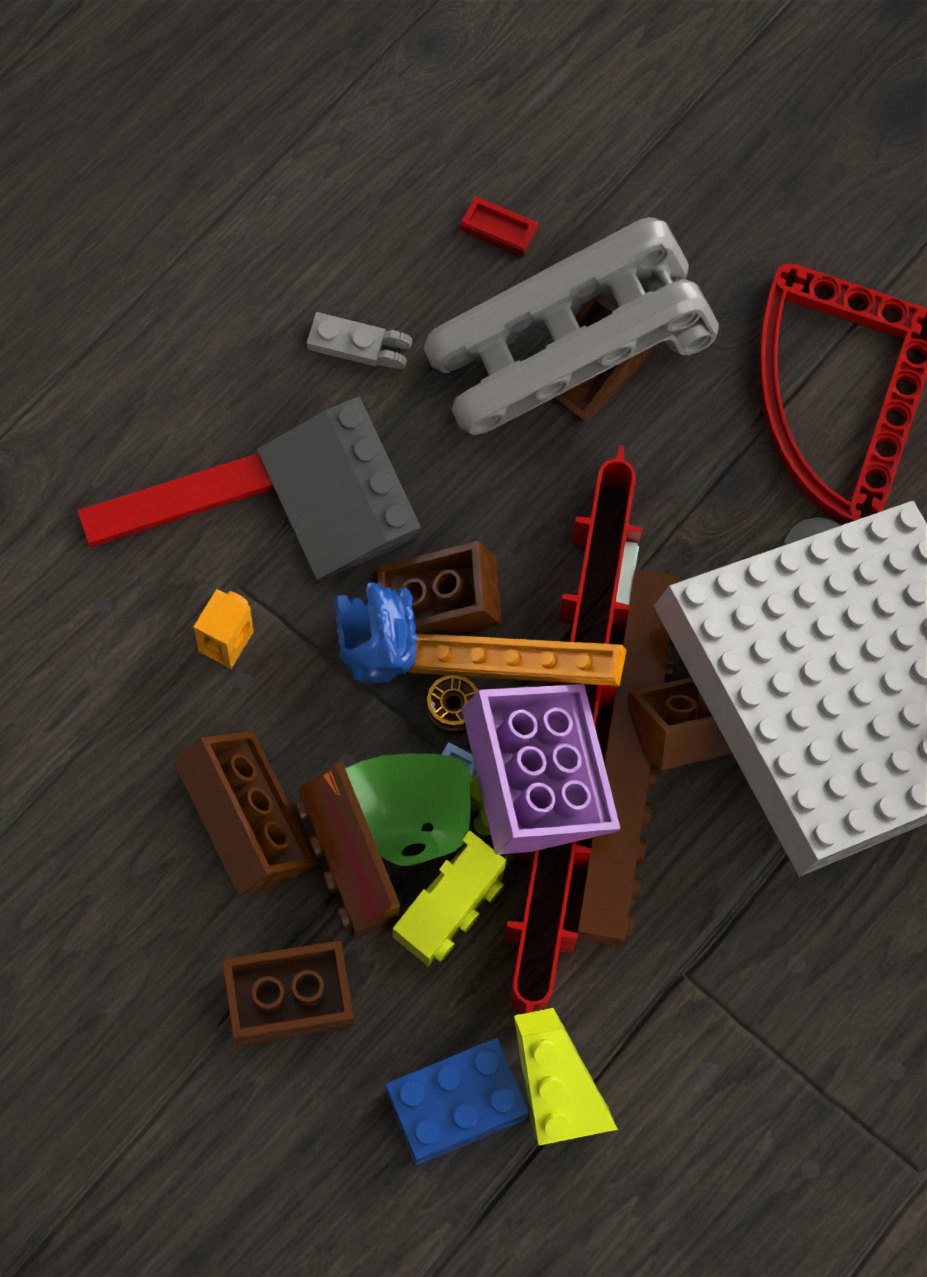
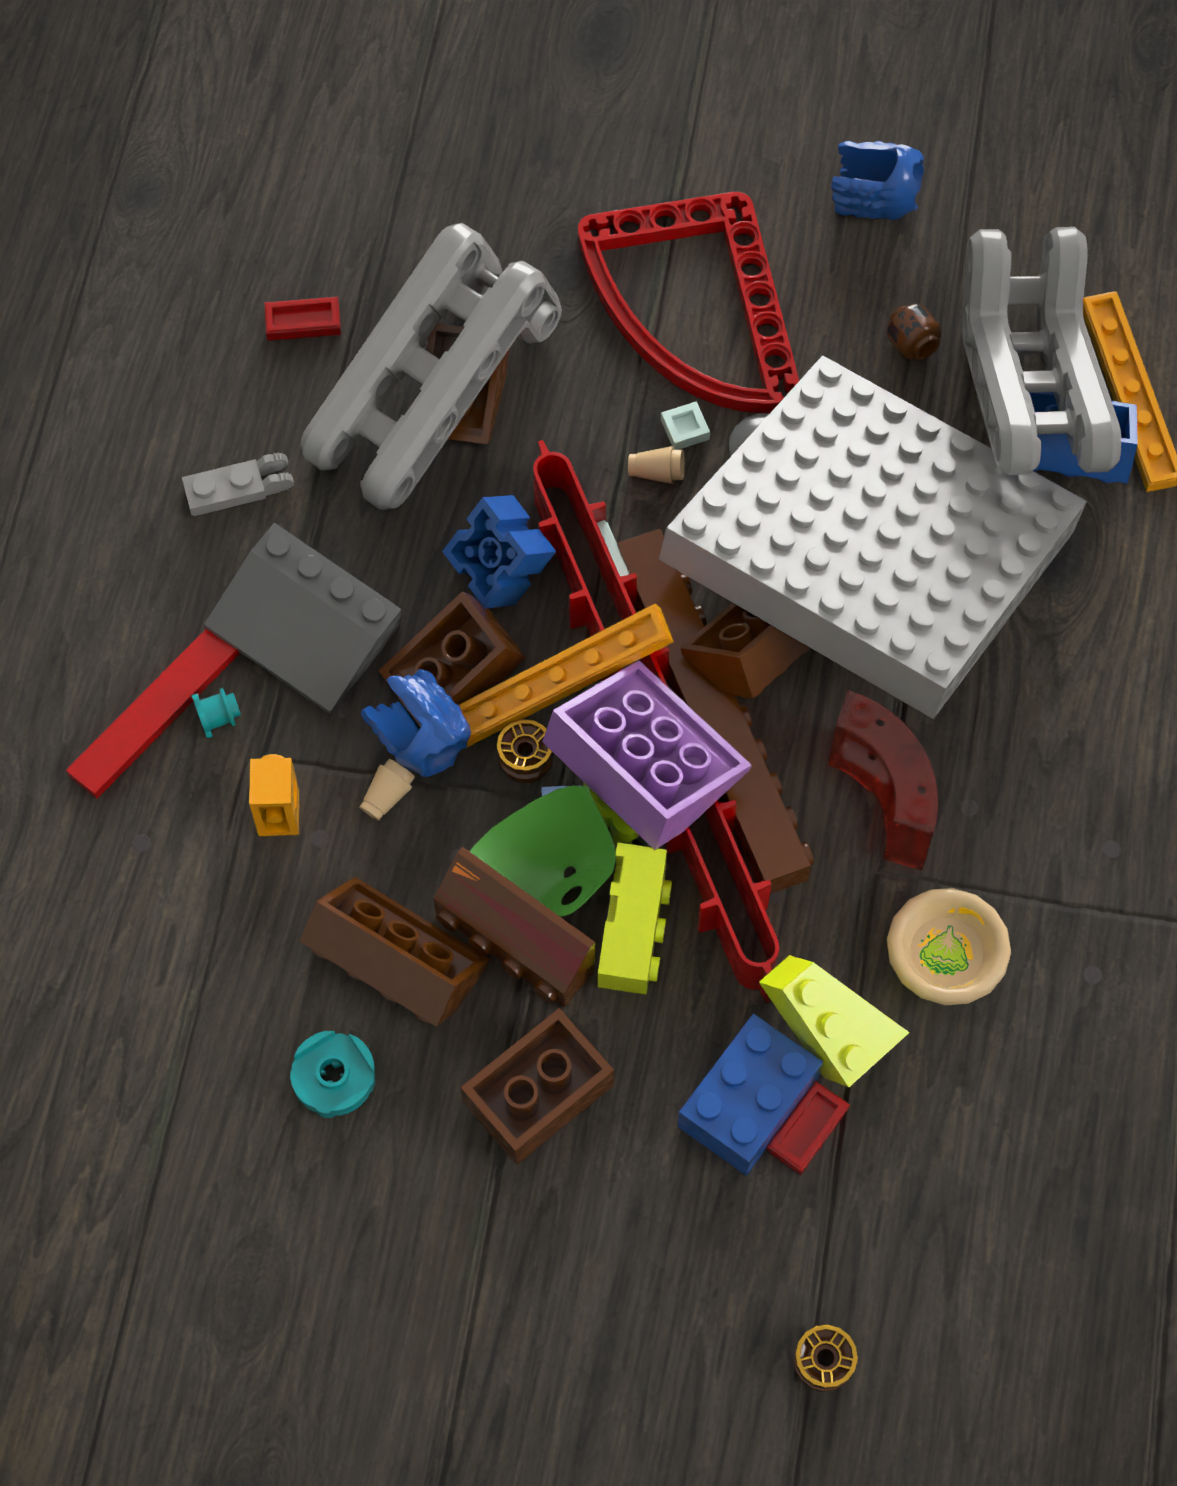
camera: 25 degrees left, 5 degrees down
(121, 902) = (332, 1097): none -> teal plate
(224, 528) = (216, 710): none -> teal brick
(320, 672) = (386, 789): none -> tan cone
(489, 1156) = (807, 1127): none -> red tile
(531, 522) = (499, 551): none -> blue brick
(698, 1075) = (948, 946): none -> tan piece
(718, 519) = (658, 465): none -> tan cone
(745, 900) = (891, 777): none -> clear red window
(760, 496) = (685, 426): none -> light aqua plate

